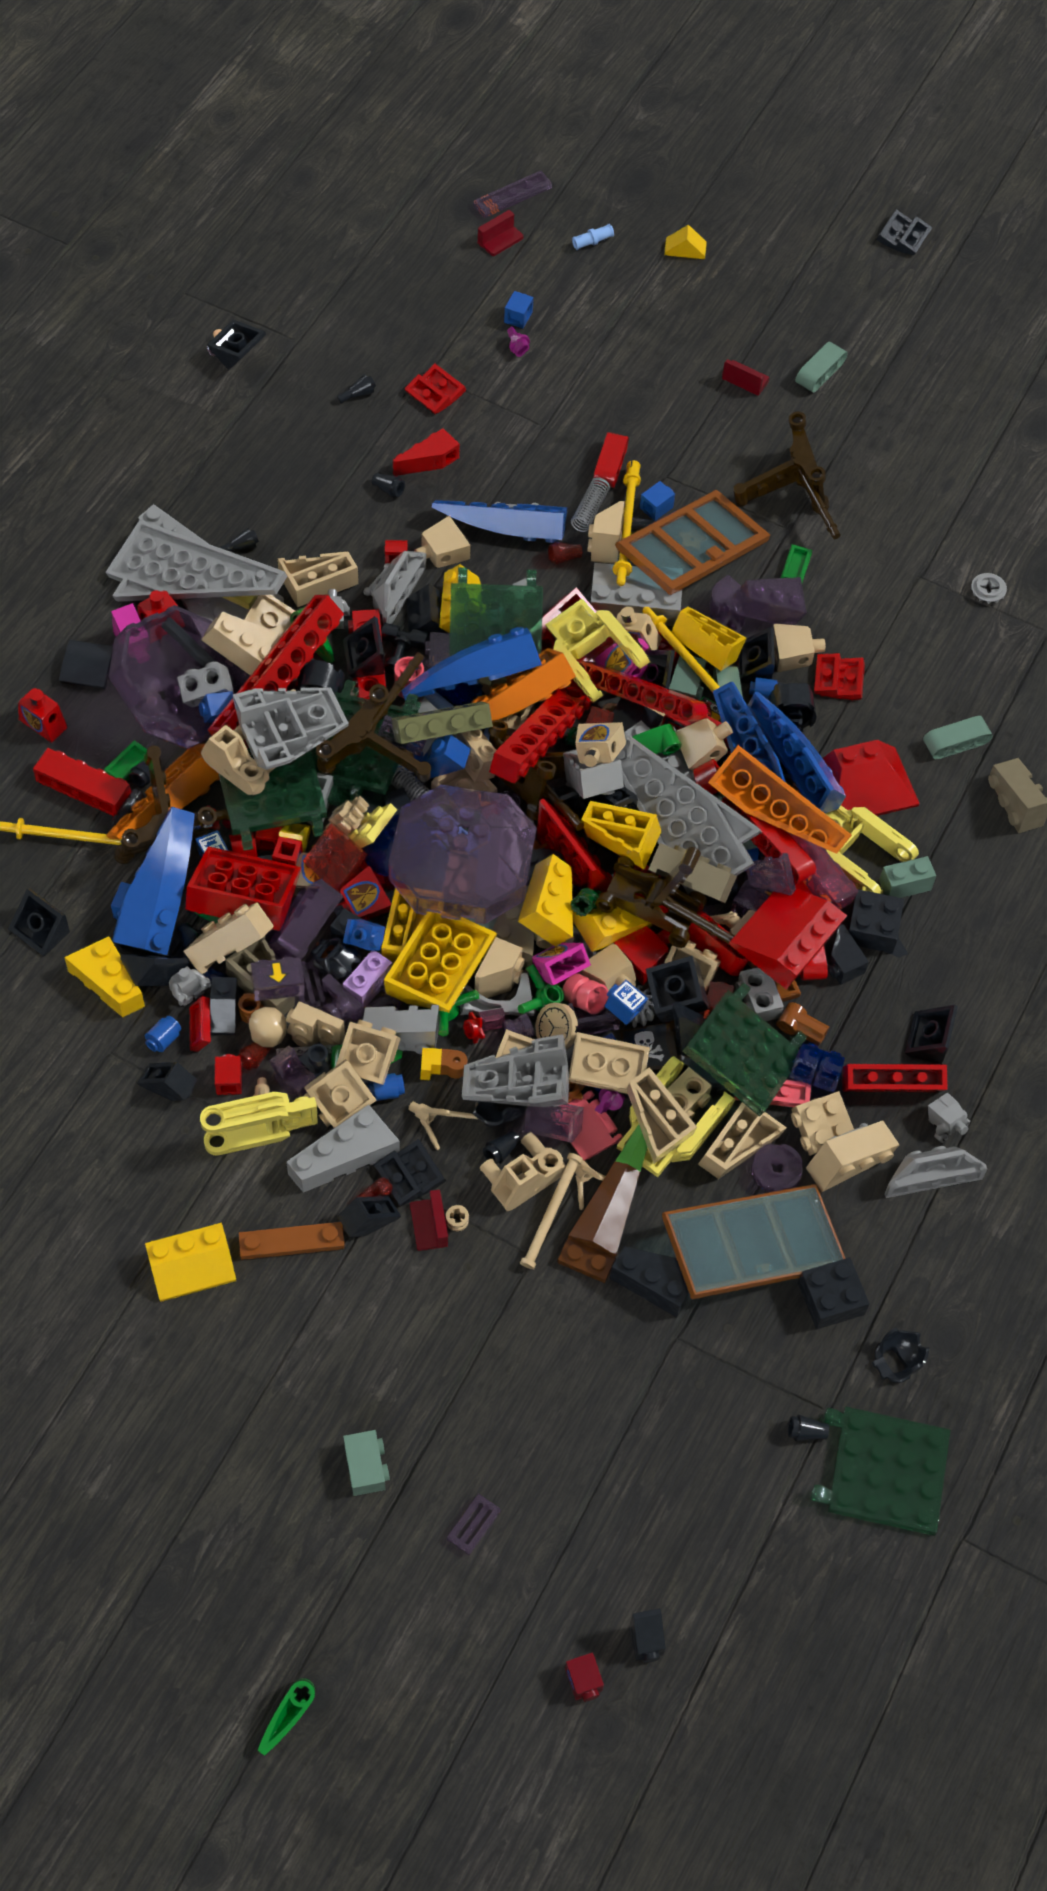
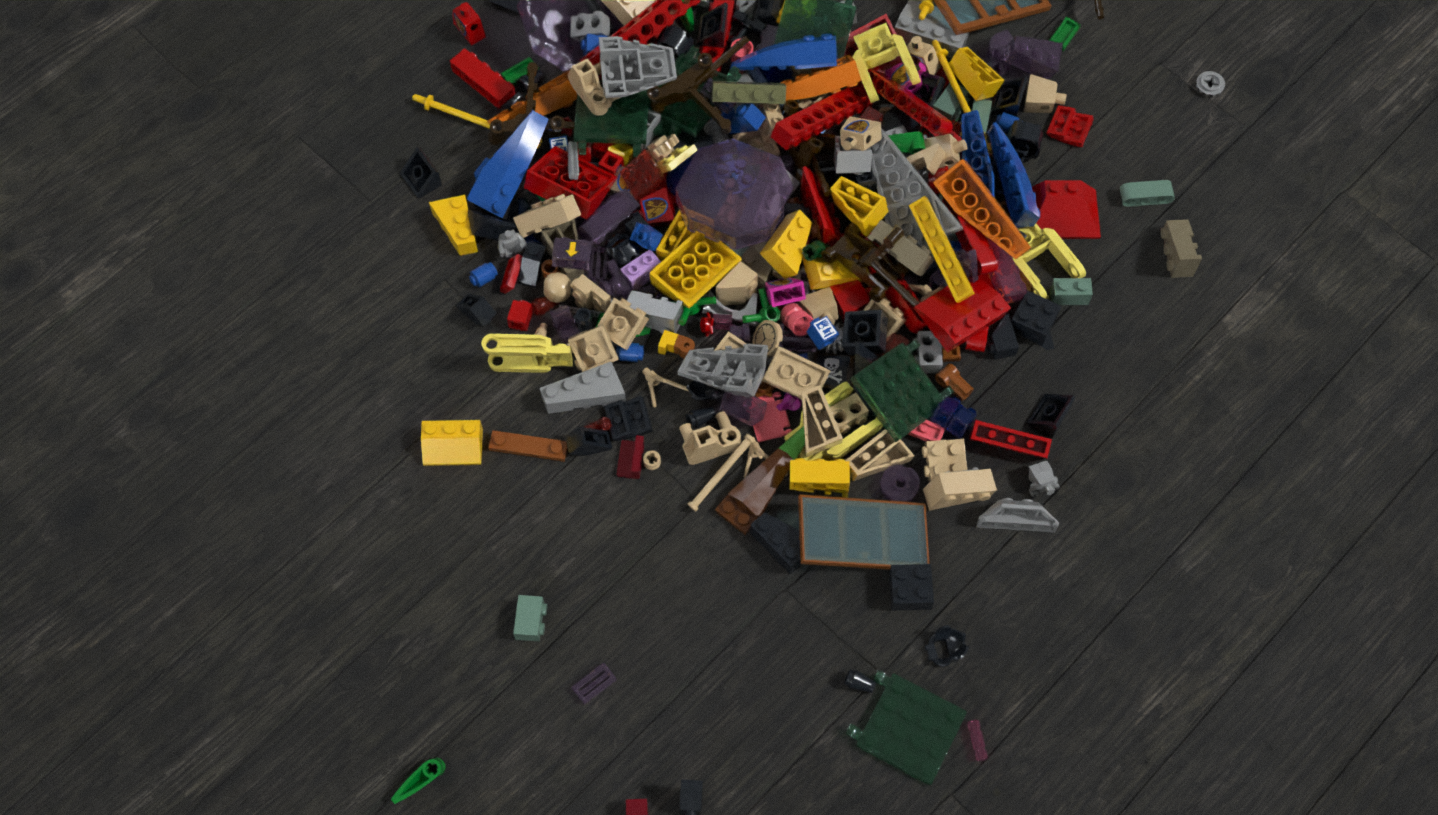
camera: 20 degrees right, 5 degrees up
(240, 859) = (573, 163): none -> light grey axle
(577, 878) = (815, 231): none -> dark orange plate
(679, 1182) = (820, 475): none -> yellow wedge
(691, 751) = (928, 157): none -> tan slope
(743, 862) = (941, 249): none -> yellow plate
(974, 1462) = (977, 740): none -> clear pink axle

